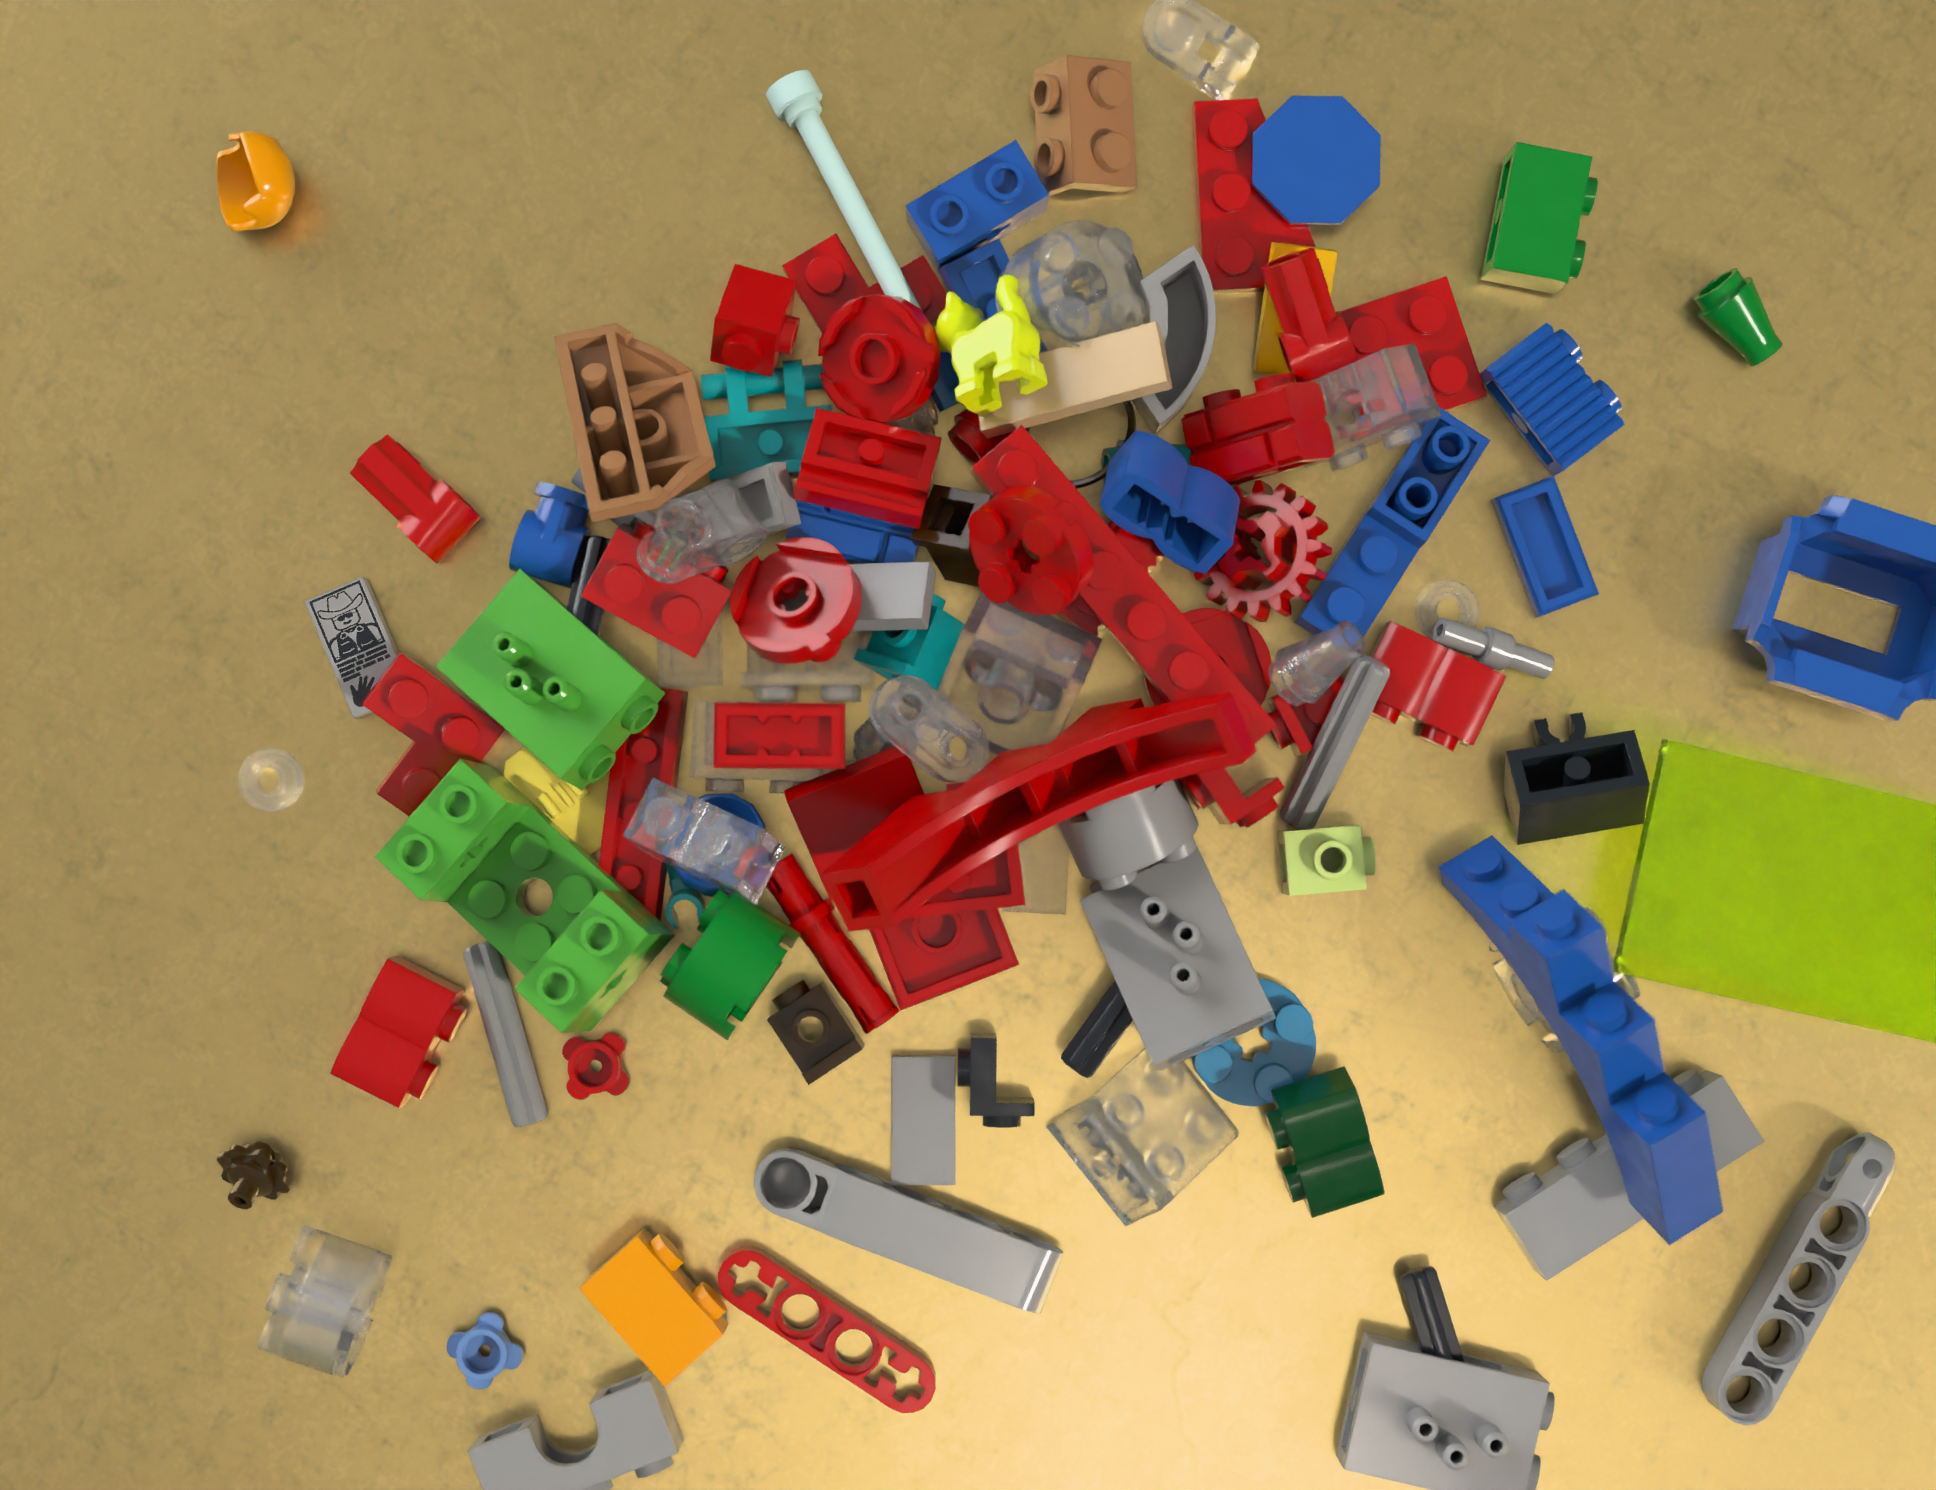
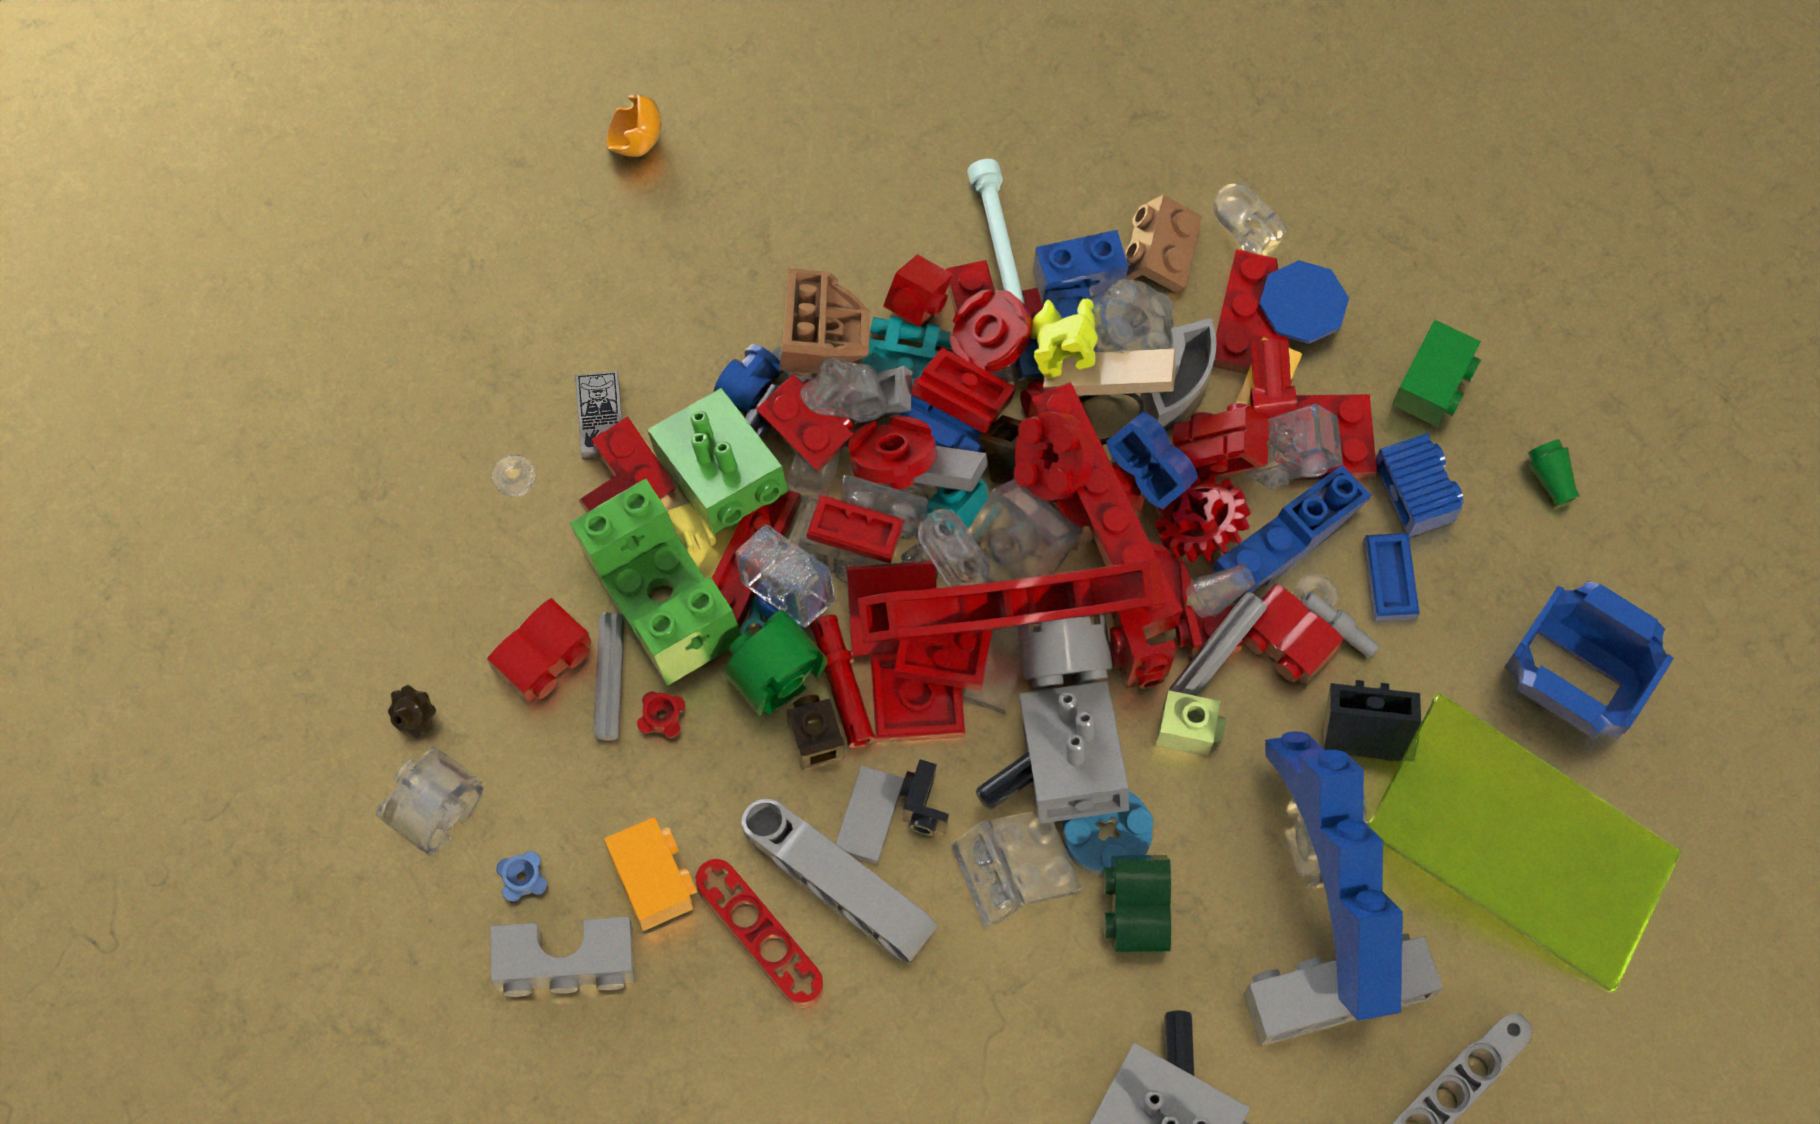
camera: 15 degrees right, 20 degrees down
(425, 508) = (671, 342): red piece -> none

